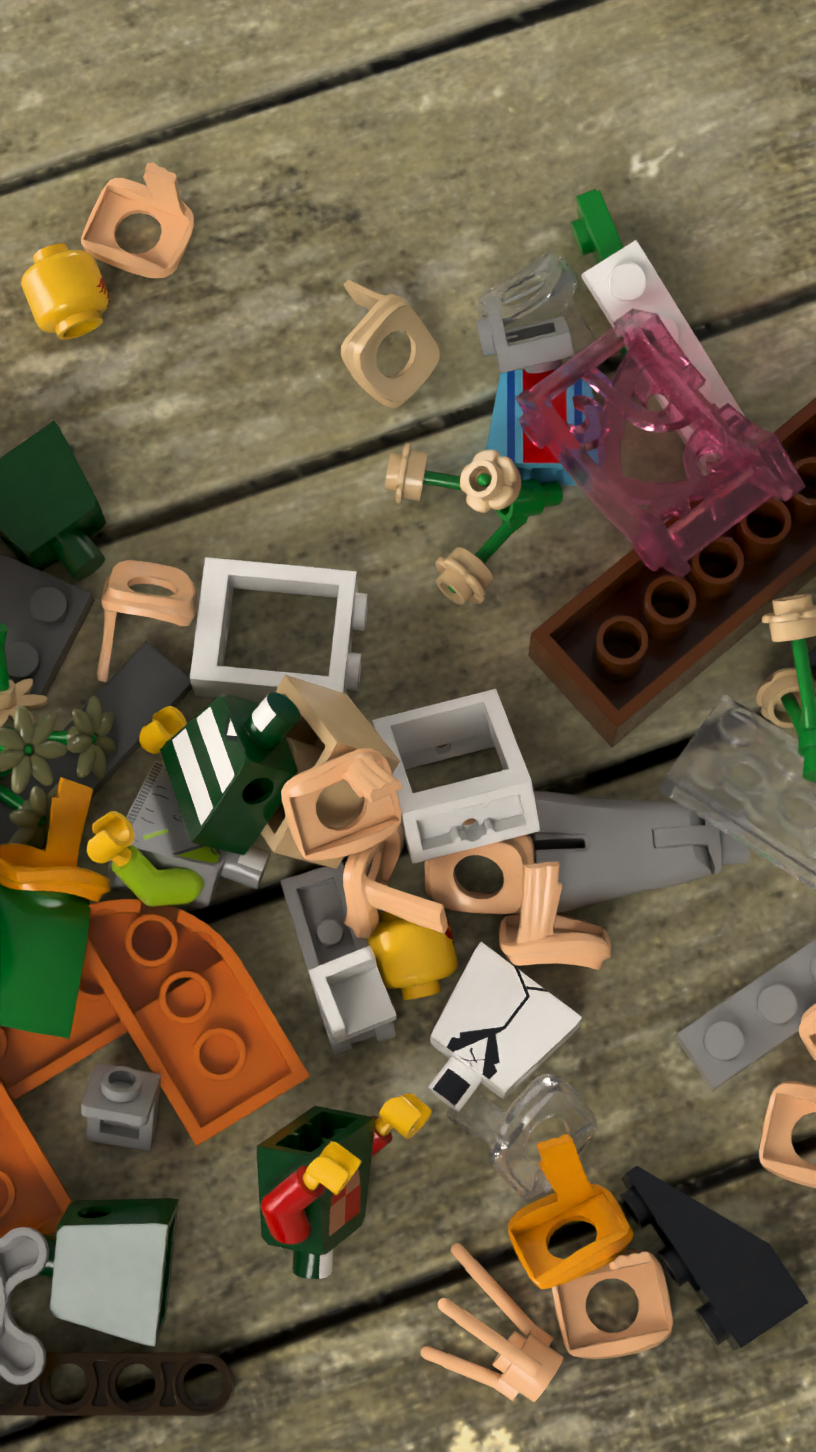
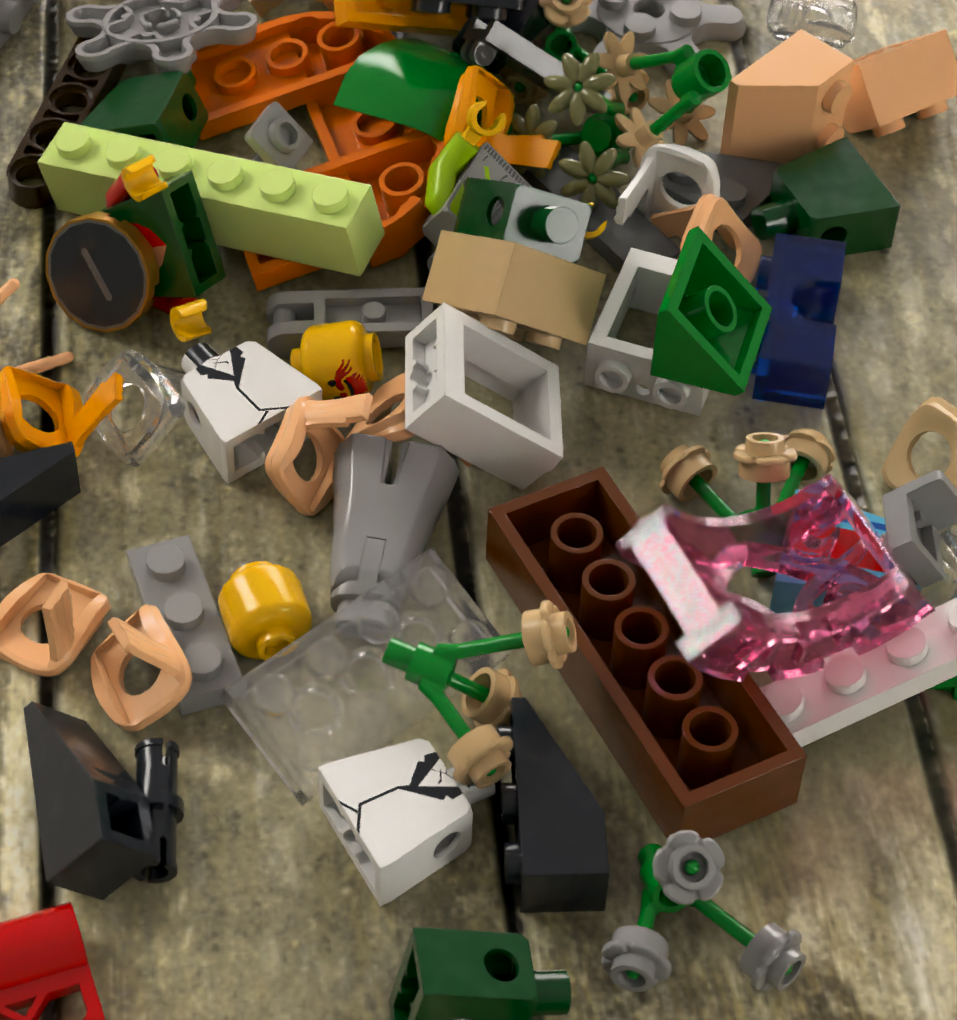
camera: 100 degrees right, 25 degrees down
(74, 672) = (647, 188): none -> white piece
(225, 1172) = (246, 201): none -> yellowish green brick
(273, 515) = (800, 335): none -> clear blue arch
(311, 570) = (708, 321): none -> green slope
(352, 994) = (303, 284): white panel -> none
(370, 778) = (475, 228): light nougat piece -> none
(370, 892) = (375, 306): light nougat piece -> none
(371, 1231) = (102, 272): none -> black tile
(756, 927) = (263, 609): none -> yellow head

